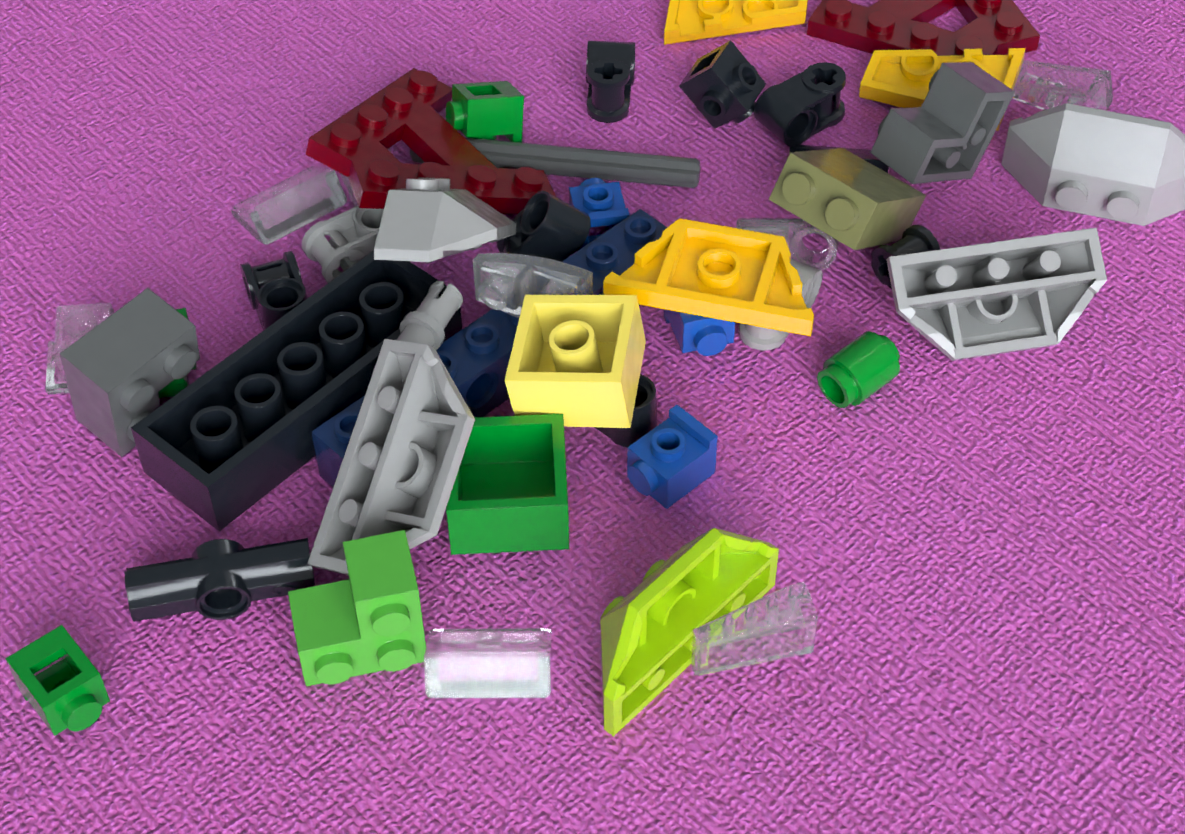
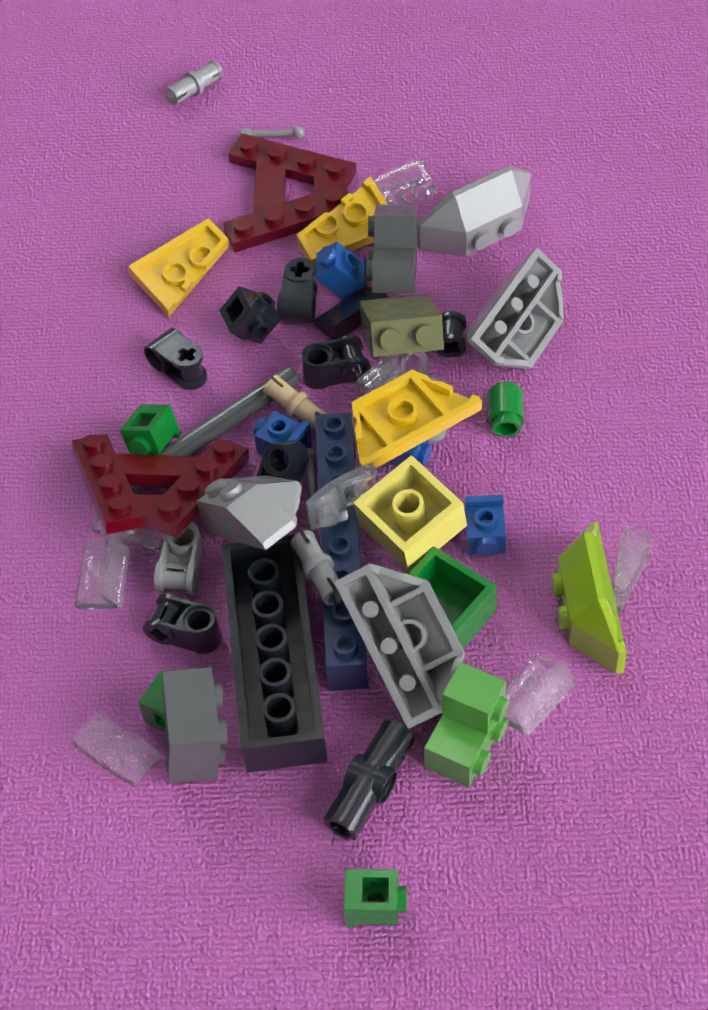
camera: 45 degrees left, 5 degrees up
(654, 192) = (295, 403): none -> tan pin
(739, 185) = (332, 362): none -> black piece
(864, 106) = (340, 270): none -> blue brick

